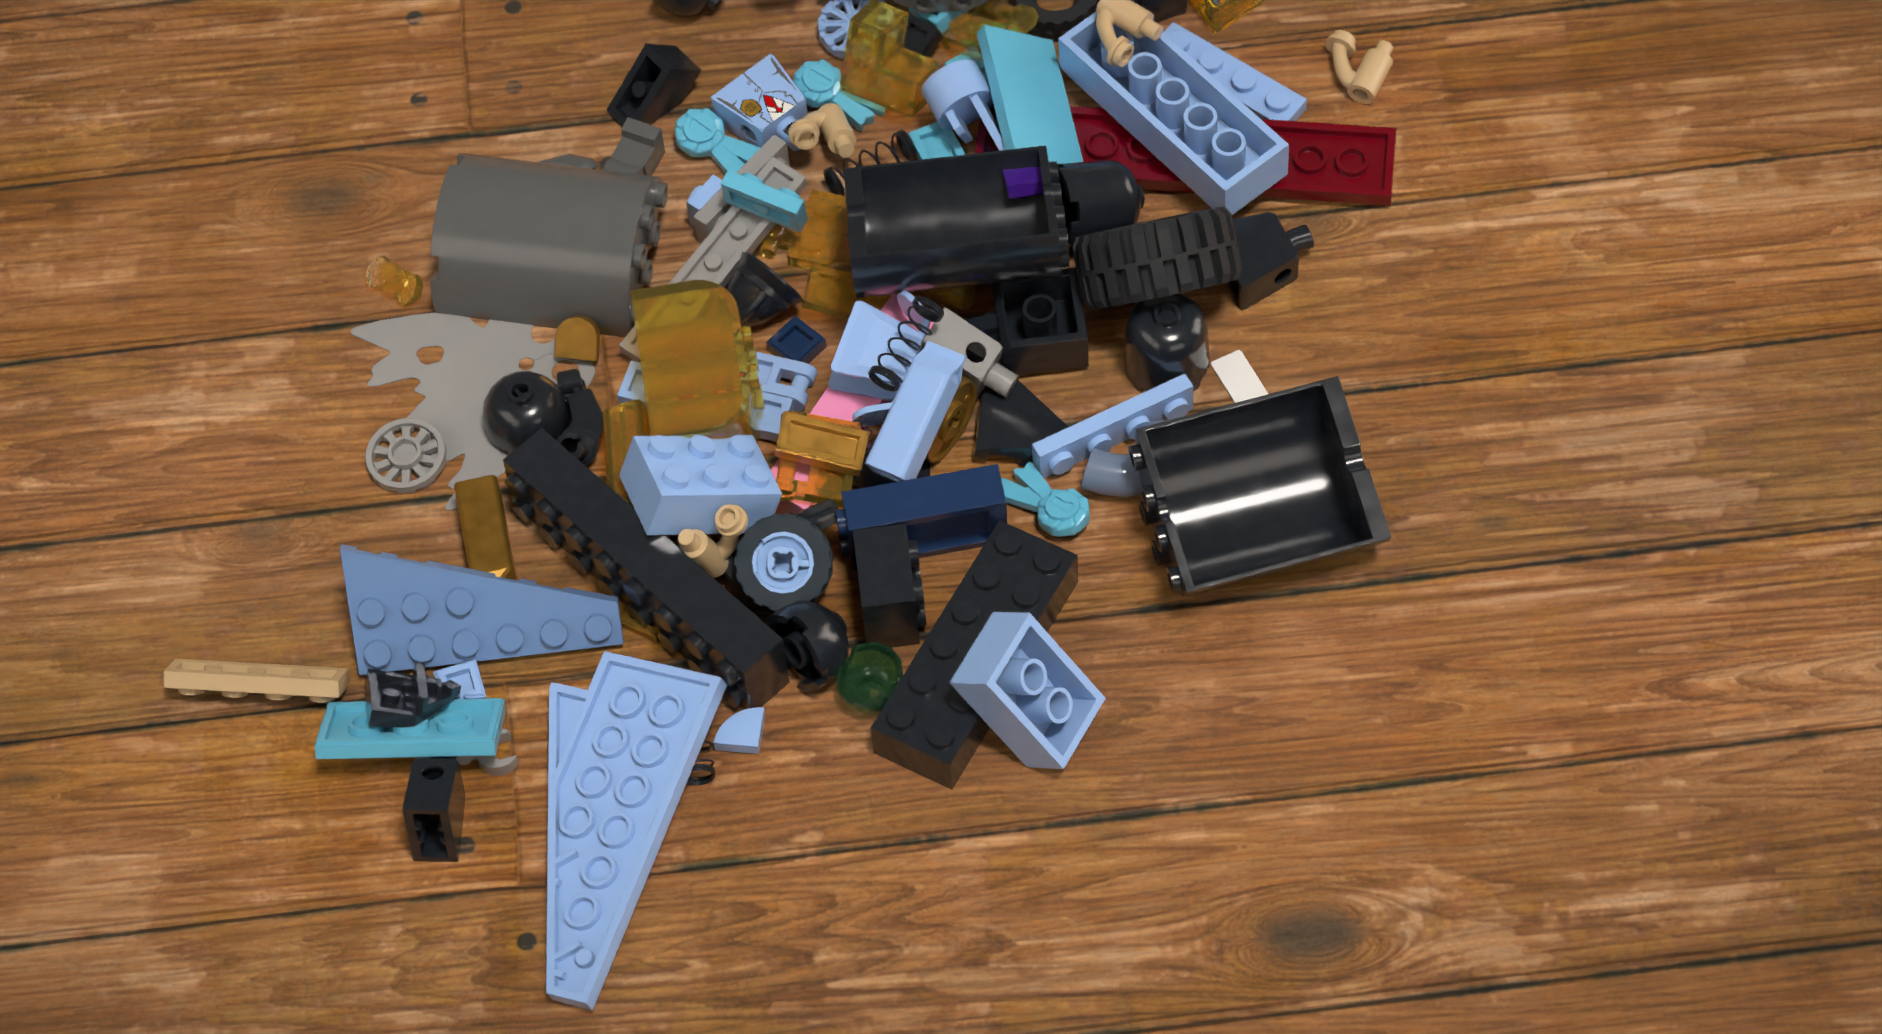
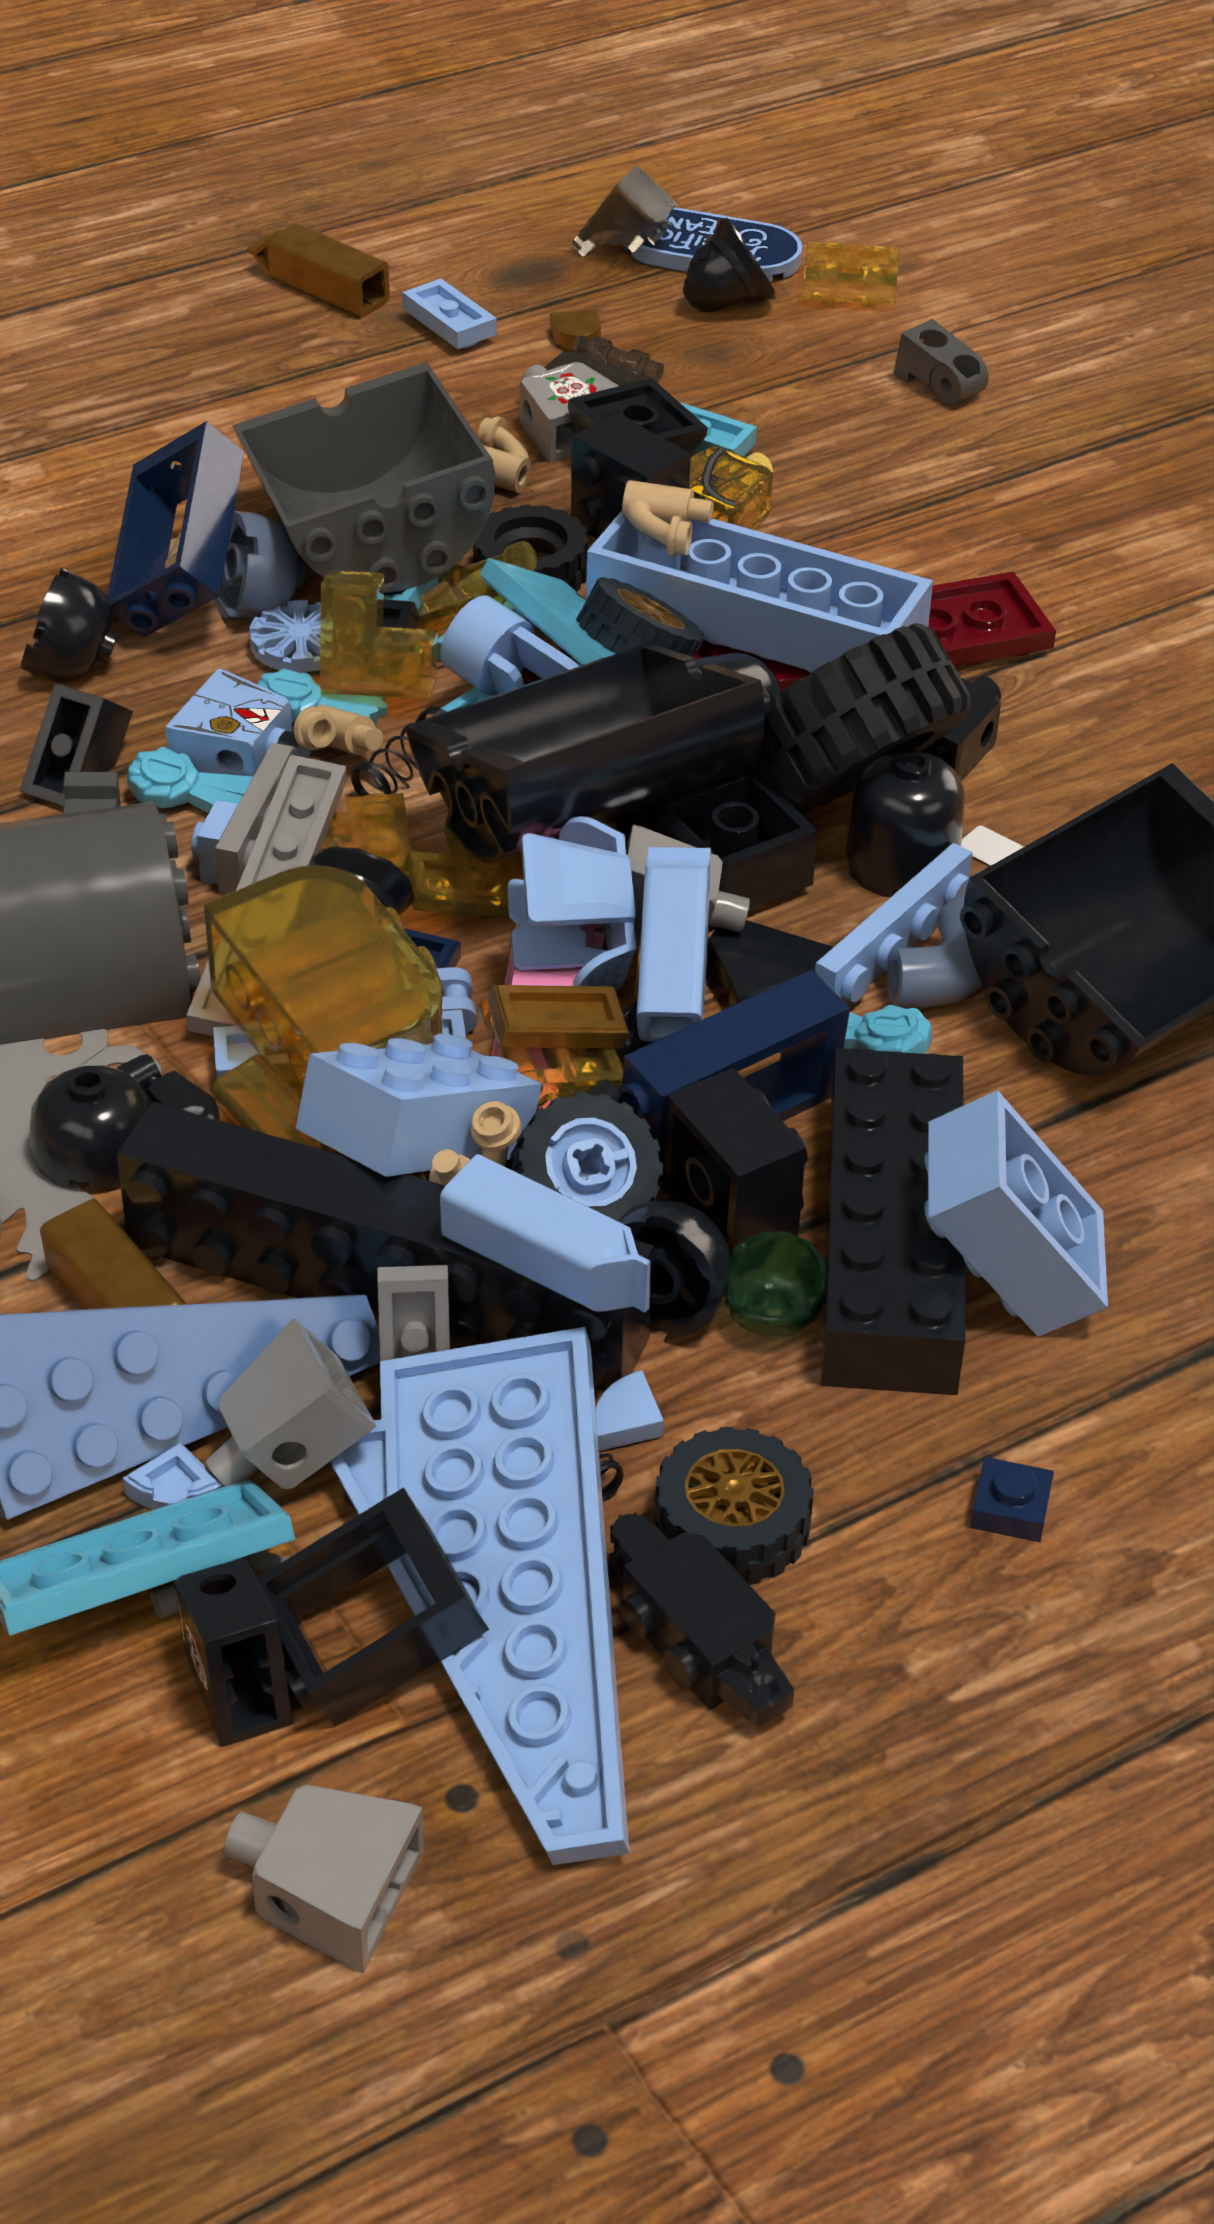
camera: 30 degrees left, 15 degrees down
(405, 699) = (114, 1519): black slope -> none
(430, 958) = (331, 1867): none -> light grey torso
(537, 666) = (289, 1412): none -> light grey torso
(559, 810) = (341, 1562): none -> black window
(578, 339) = (123, 1025): pearl gold tile -> none
(632, 629) = (413, 1310): none -> light grey plate
(705, 885) = (699, 1618): none -> black hinge
(709, 614) = (544, 1236): none -> light blue piece
(754, 196) = (312, 793): medium azure plate -> none
(766, 818) = (734, 1470): none -> black wheel
(893, 377) = (625, 829): black piece -> none
(936, 873) = (1012, 1499): none -> dark blue plate
(1023, 182) = (637, 692): dark purple tile -> none
(1066, 116) = (628, 617): none -> black wheel
(1372, 71) = (942, 533): tan plant -> none

